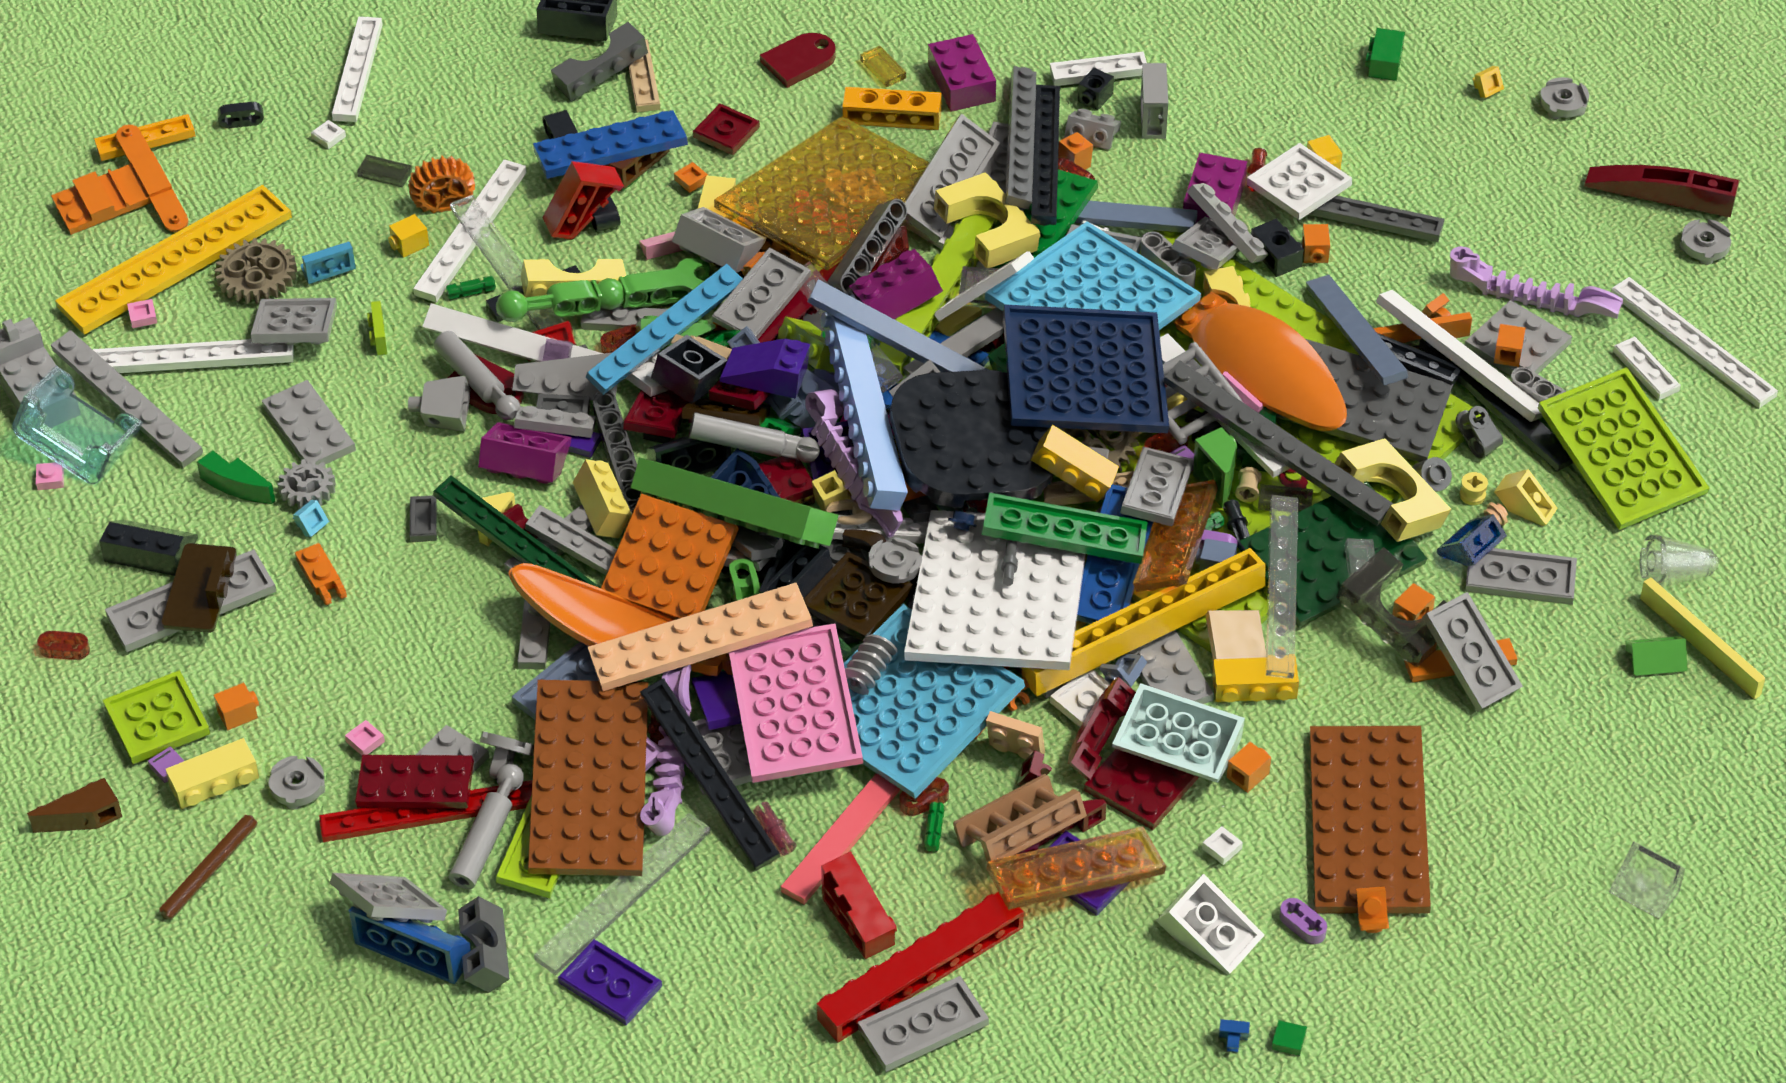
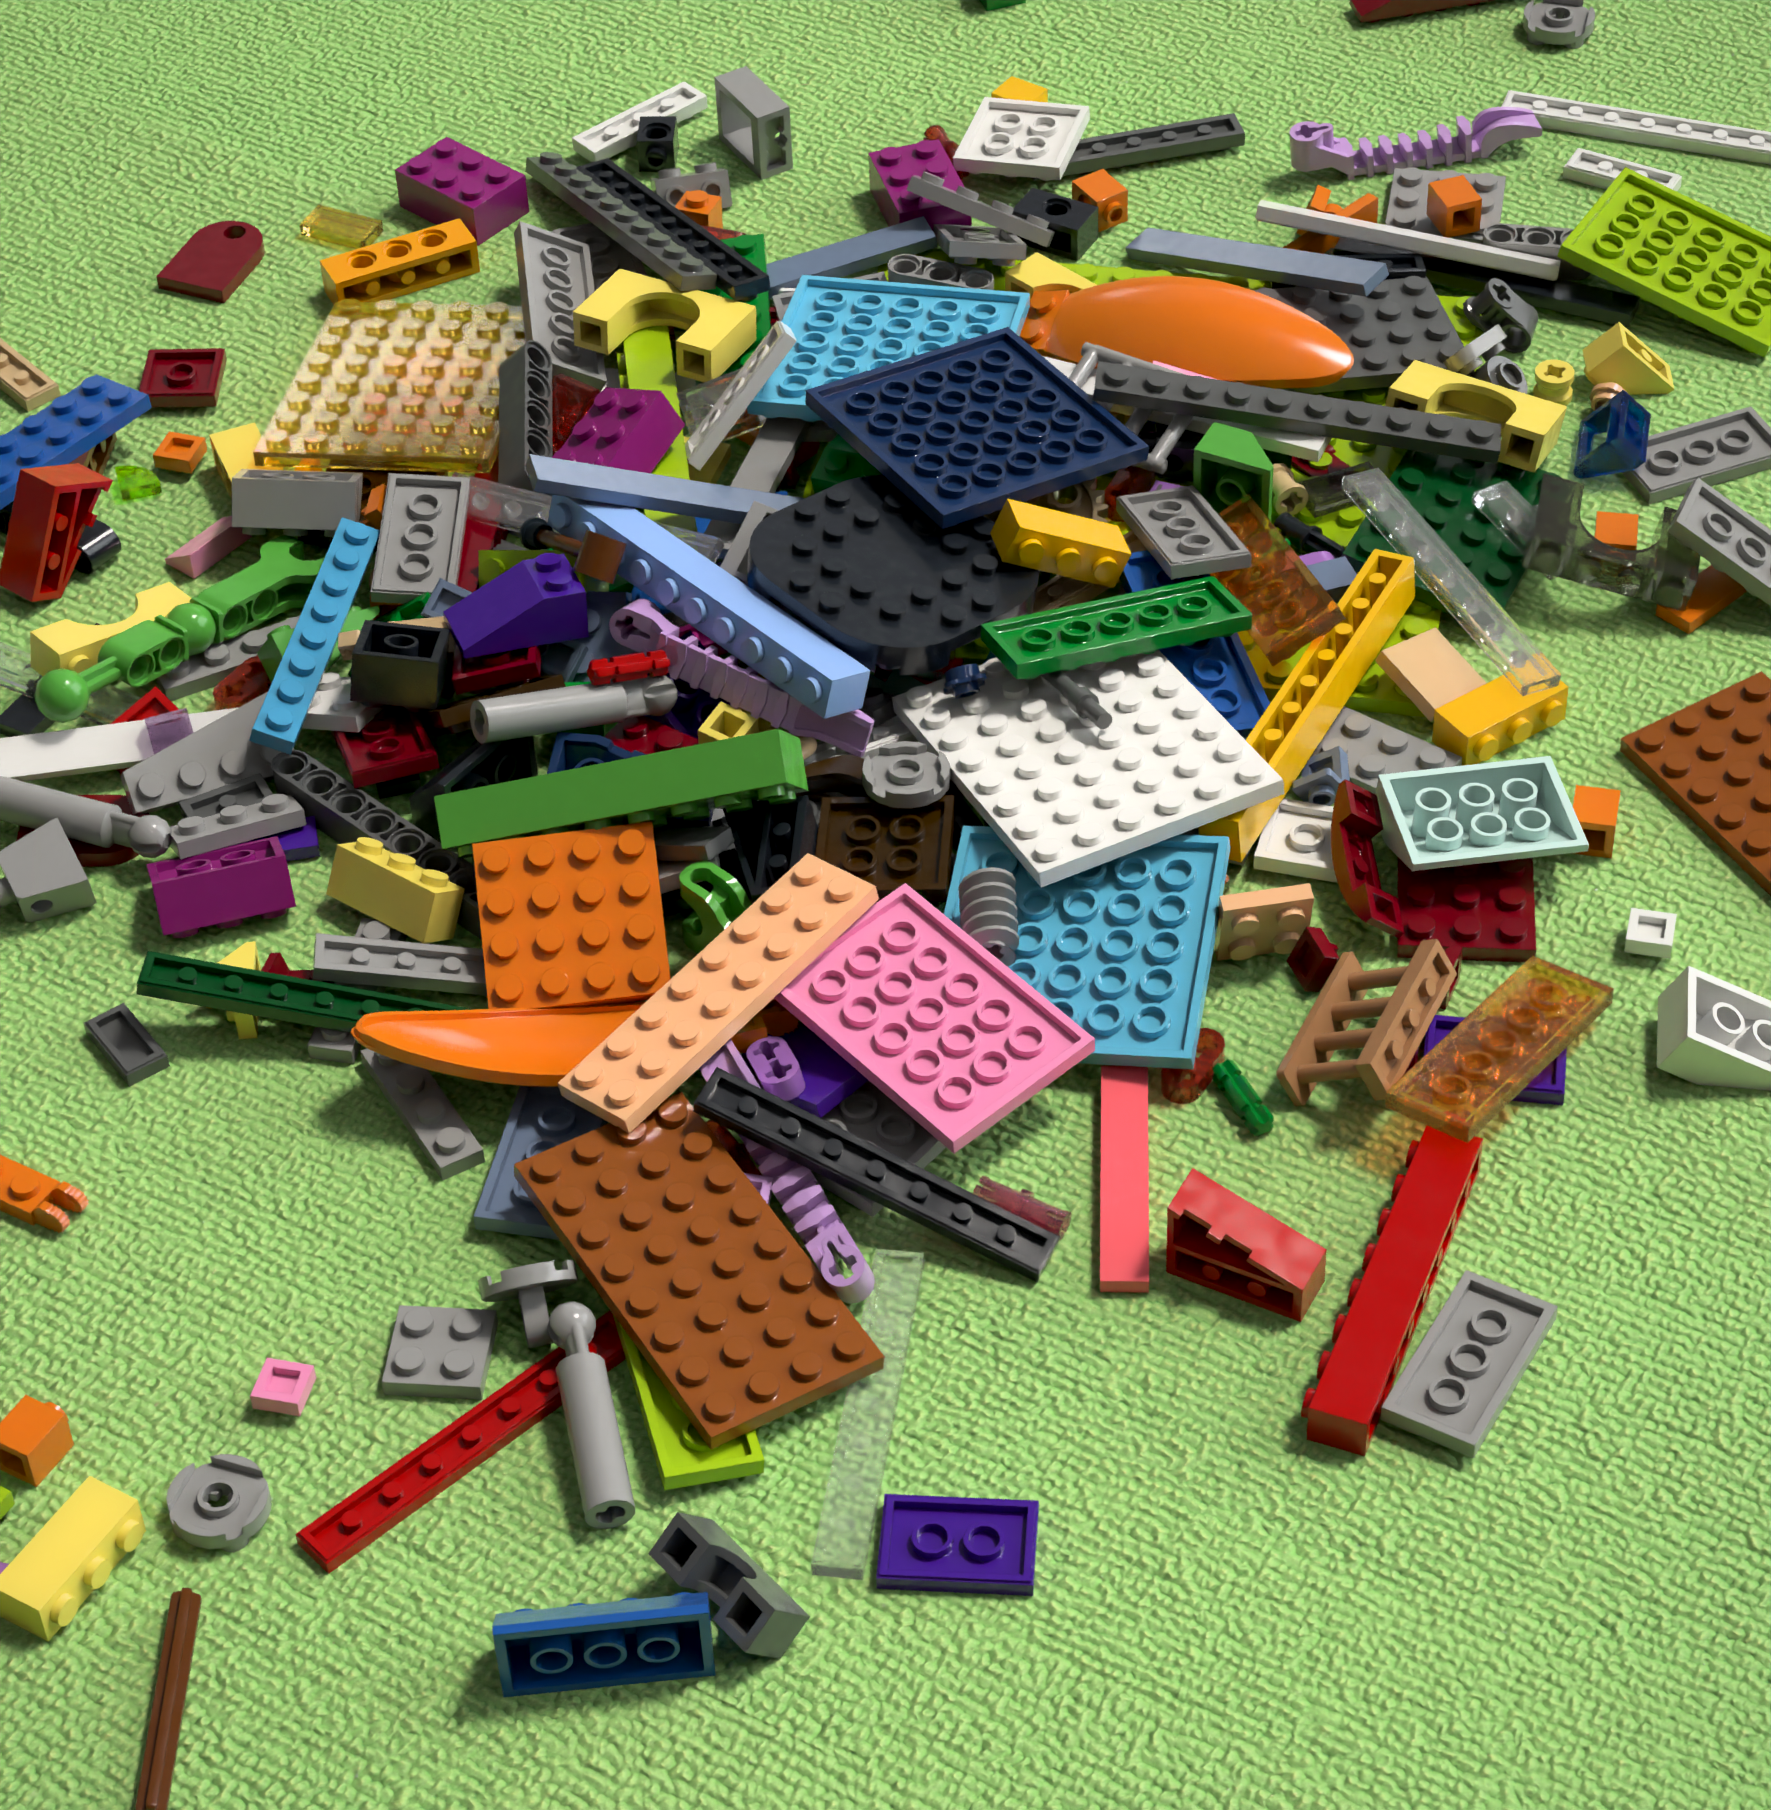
camera: 30 degrees left, 5 degrees down
(388, 897) = (530, 1588): light grey plate -> none
(414, 781) = (420, 1406): dark red plate -> none
(657, 185) = (137, 482): none -> clear neon green tile
(706, 692) = (775, 1067): none -> medium lavender beam
(792, 429) = (628, 667): none -> red axle
(821, 353) = (595, 555): none -> reddish brown piece
(1438, 448) = (1486, 345): none -> light grey plate

